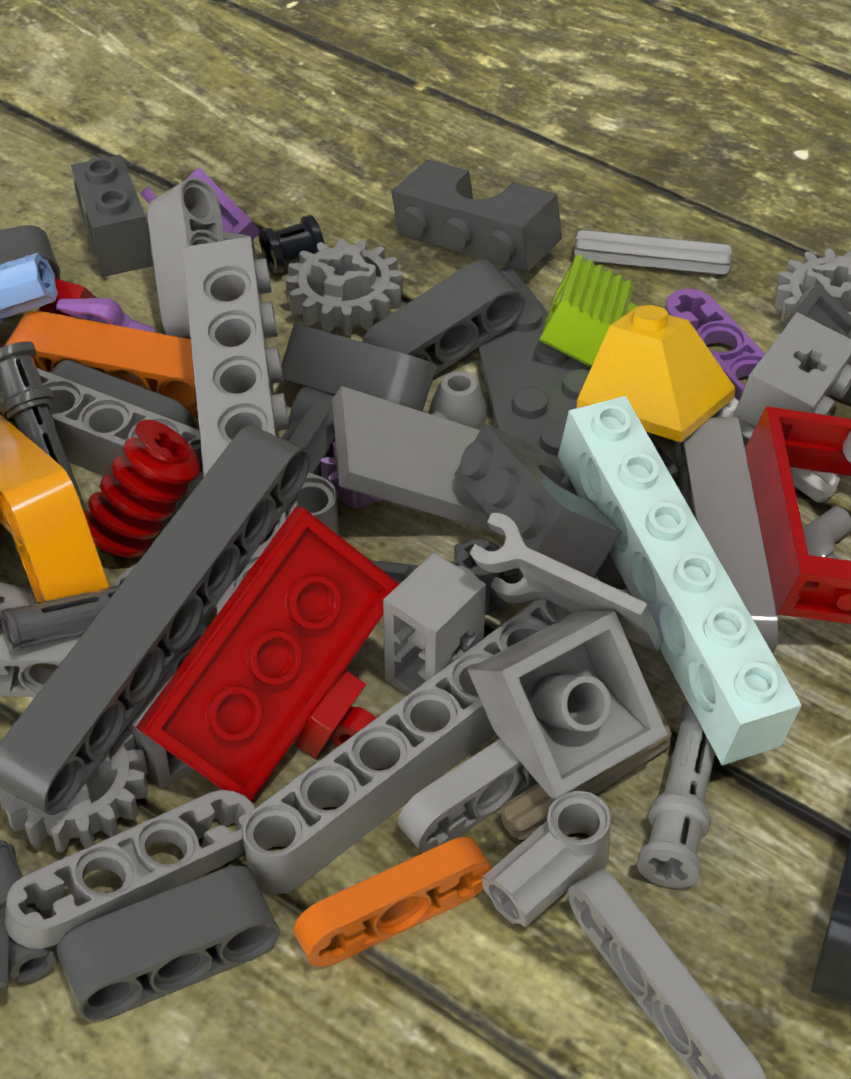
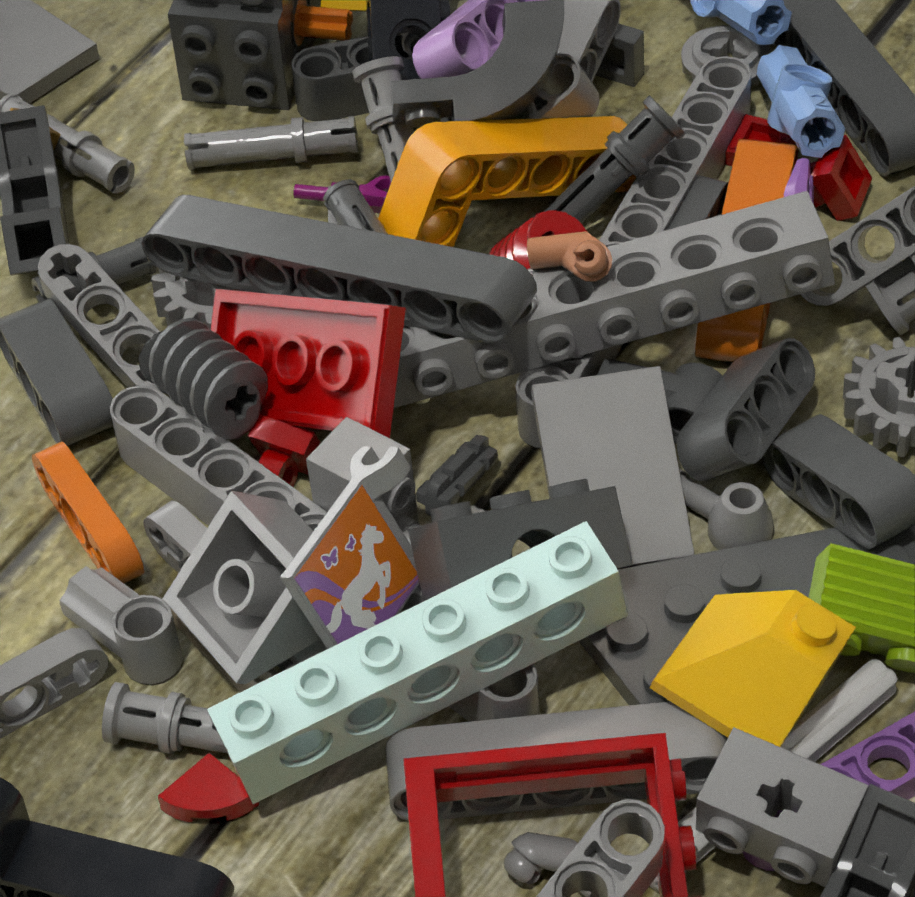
camera: 90 degrees right, 0 degrees up
(211, 407) = (576, 252): none -> nougat arm
(265, 745) = (205, 377): none -> dark grey piece
(753, 795) = (206, 792): none -> red tile

